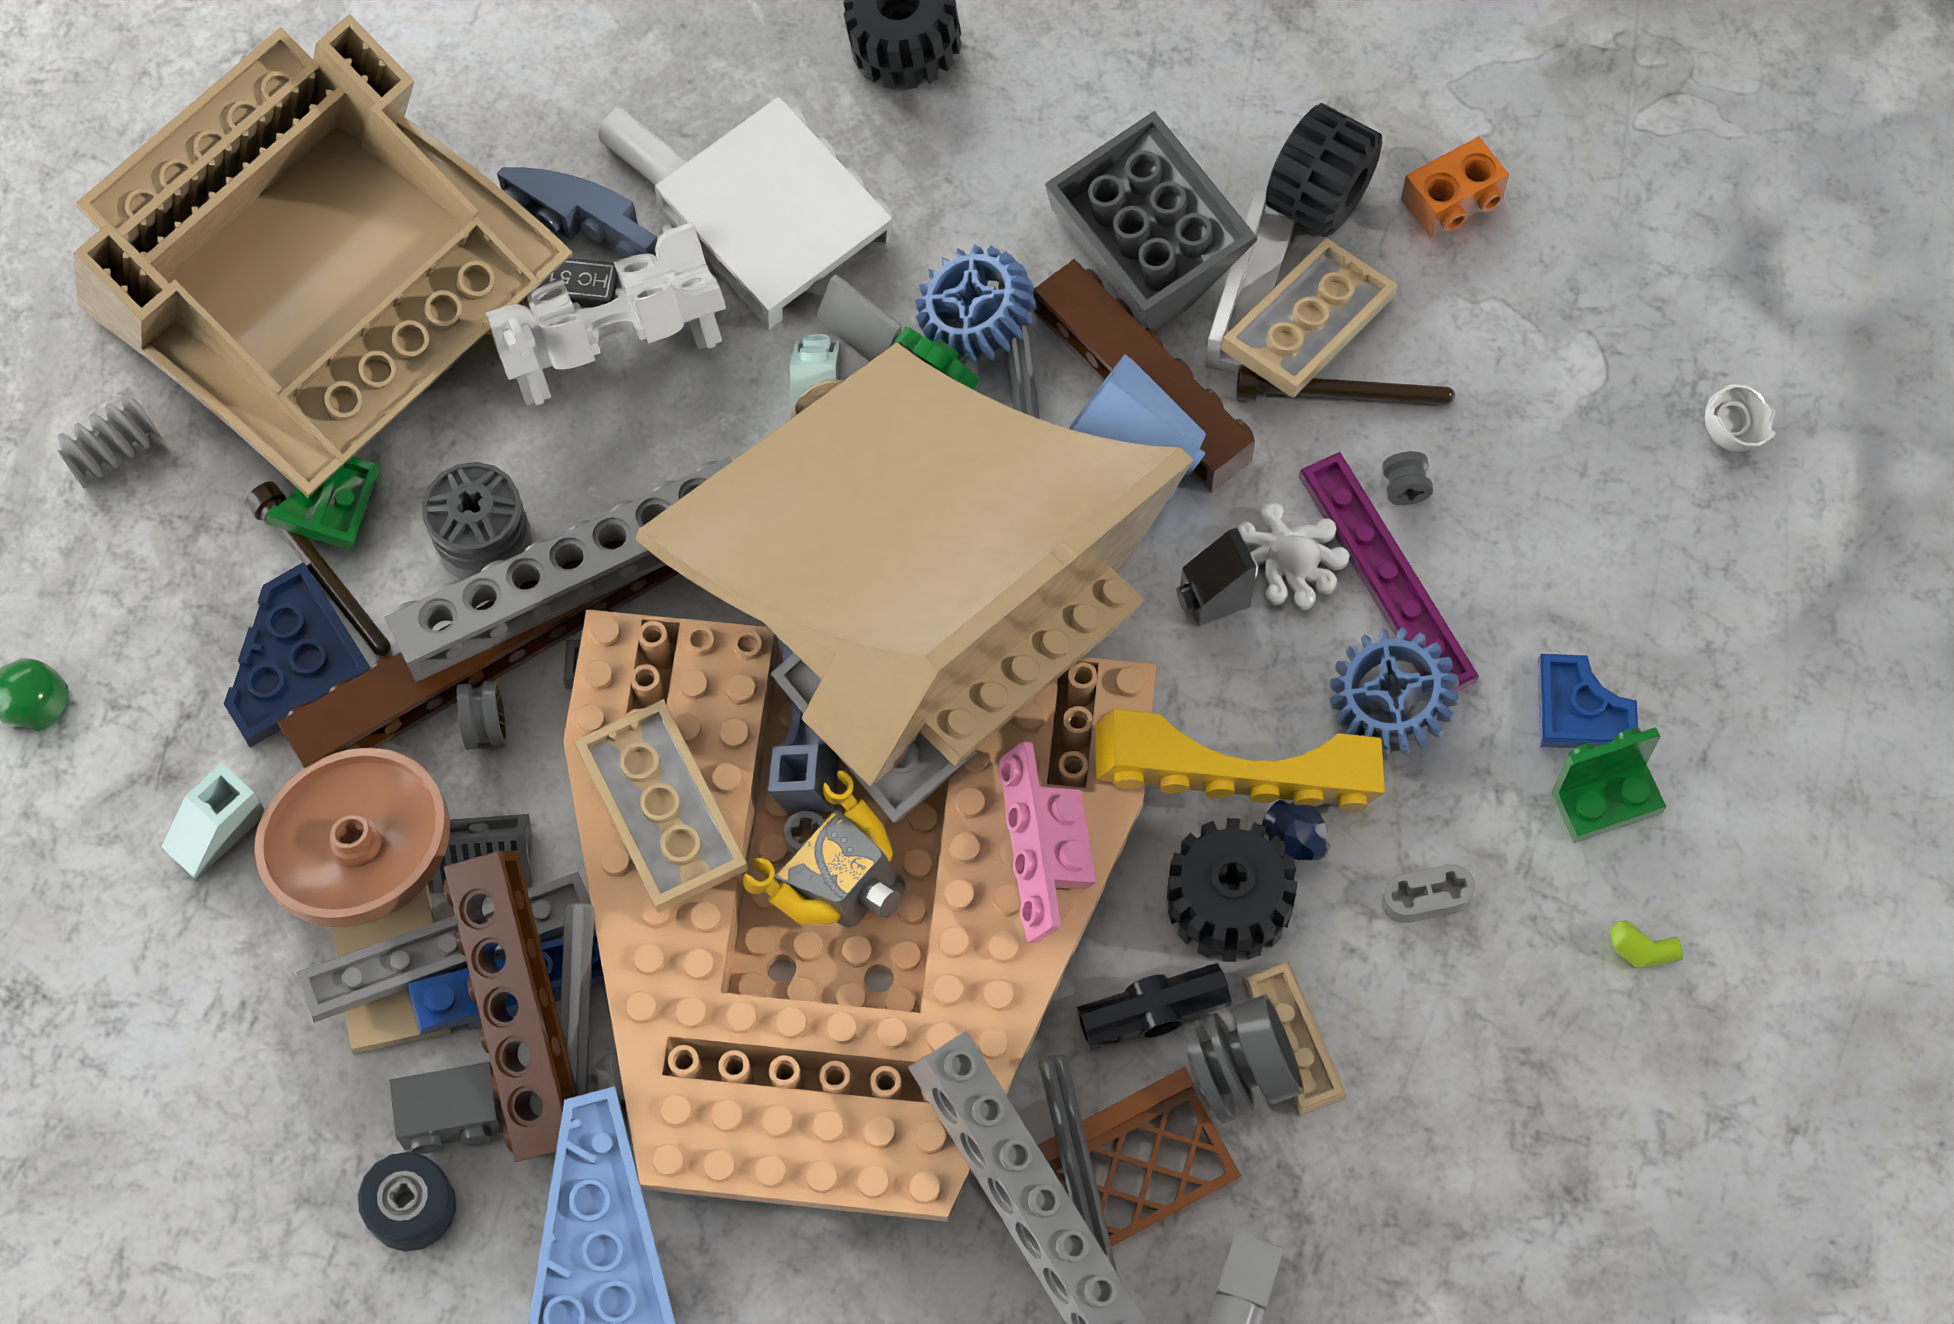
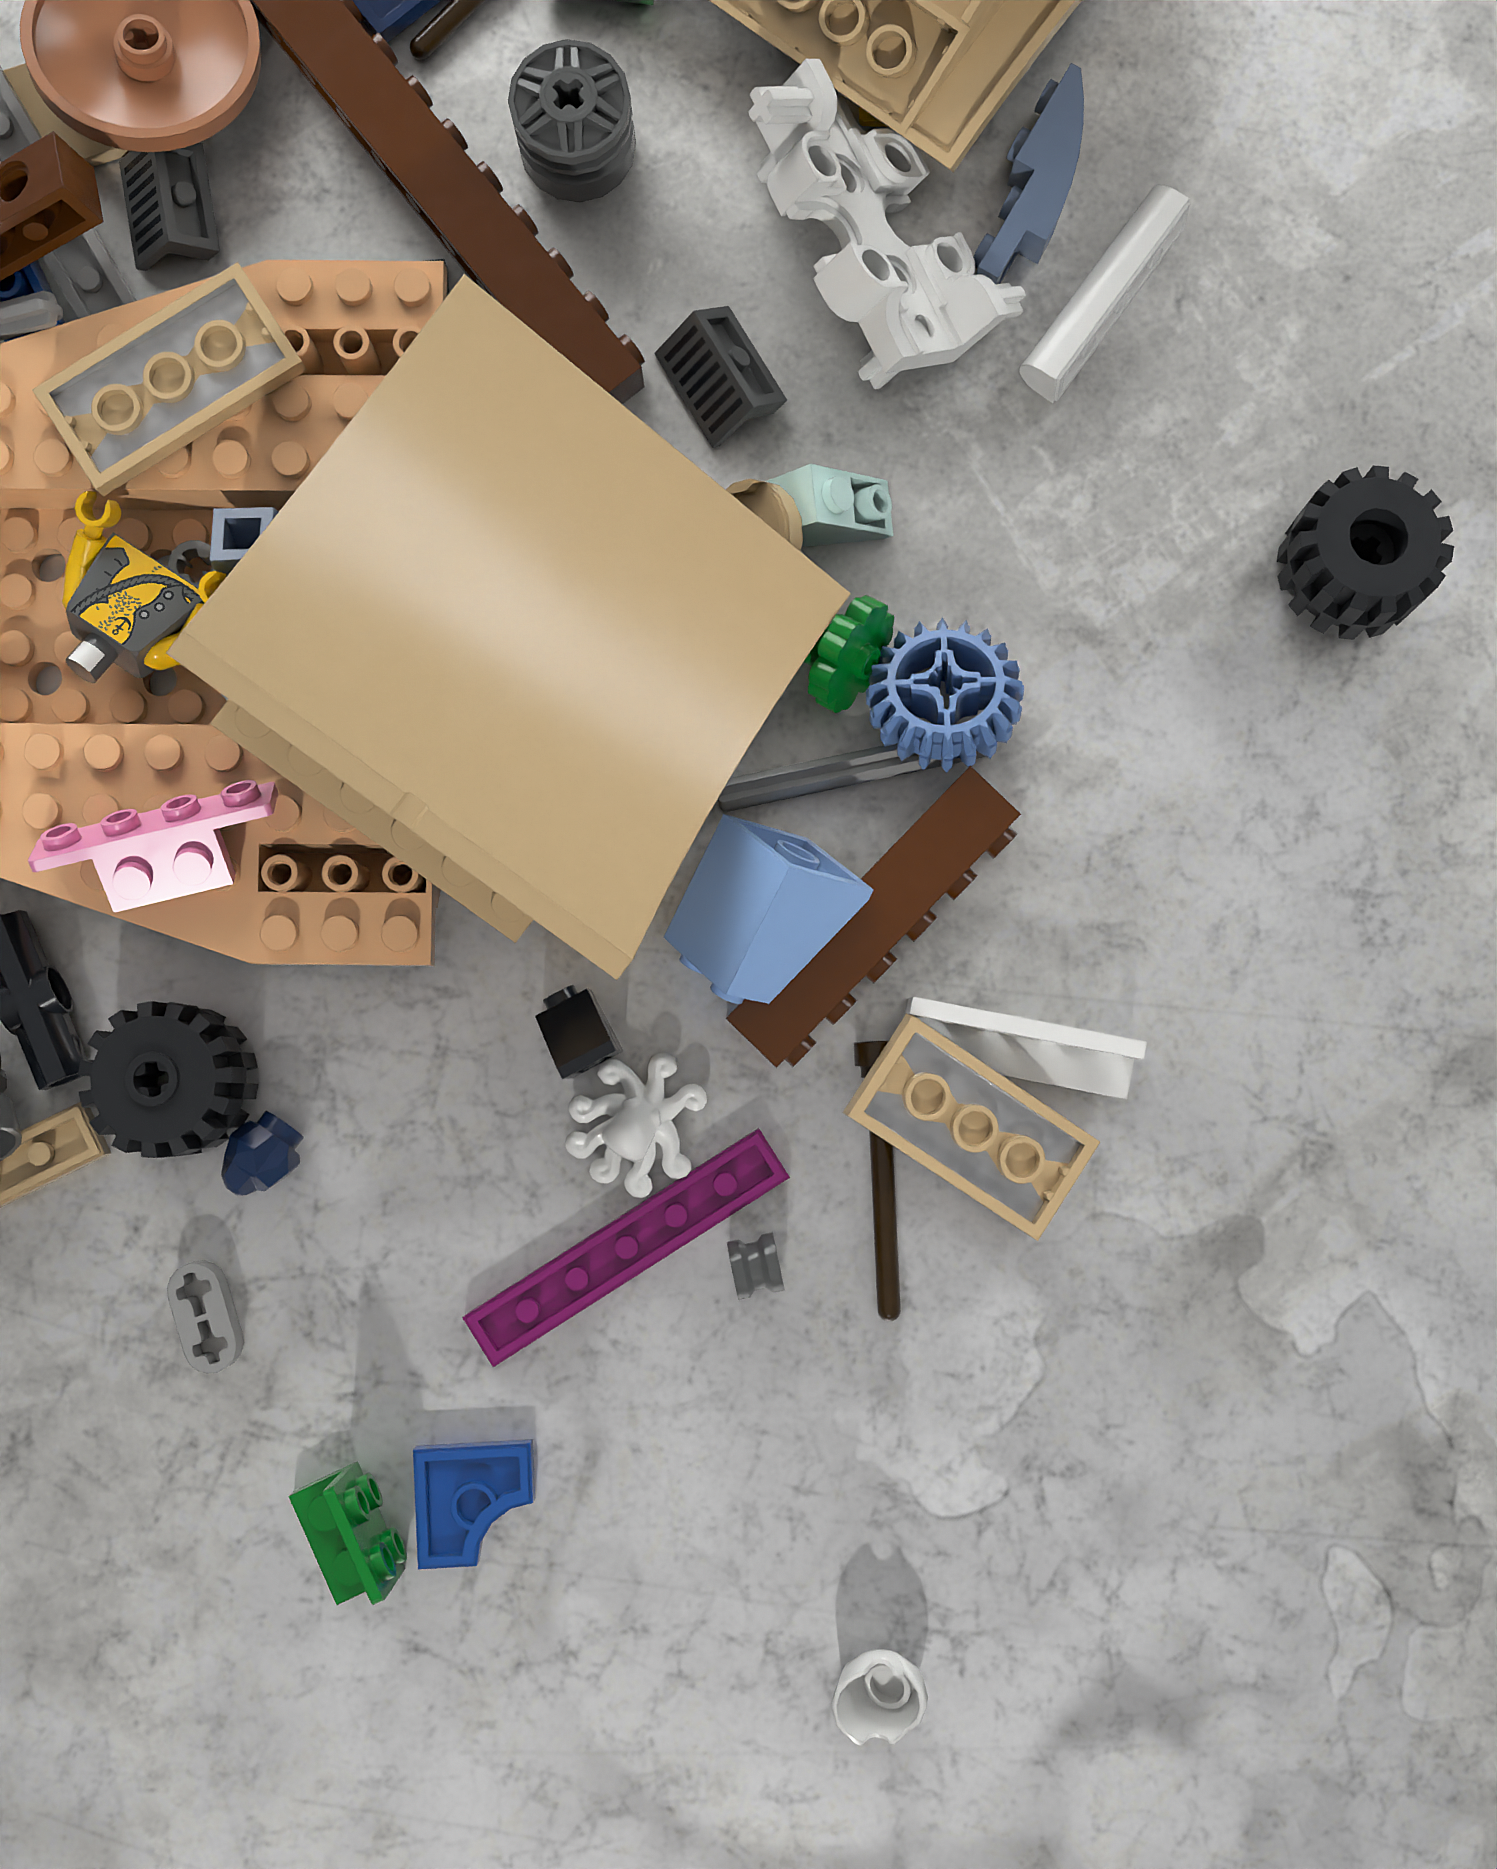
camera: 80 degrees right, 20 degrees up
(481, 714) = (325, 170): dark grey wheel -> none
(556, 591) = (380, 71): light grey brick -> none
(587, 281) = (942, 202): dark grey tile -> none
(693, 441) = (718, 373): none -> dark grey panel
(773, 208) = (1062, 421): white panel -> none
(857, 319) = (914, 554): light grey slope -> none
(1150, 220) = (1086, 906): dark grey slope -> none
(1150, 751) = (333, 1189): yellow arch -> none
(1323, 169) = (1186, 1131): black wheel -> none
(1411, 686) = (456, 1286): medium blue gear -> none
(1450, 181) = (1206, 1301): orange brick -> none
(1641, 950) = (151, 1577): lime arm -> none

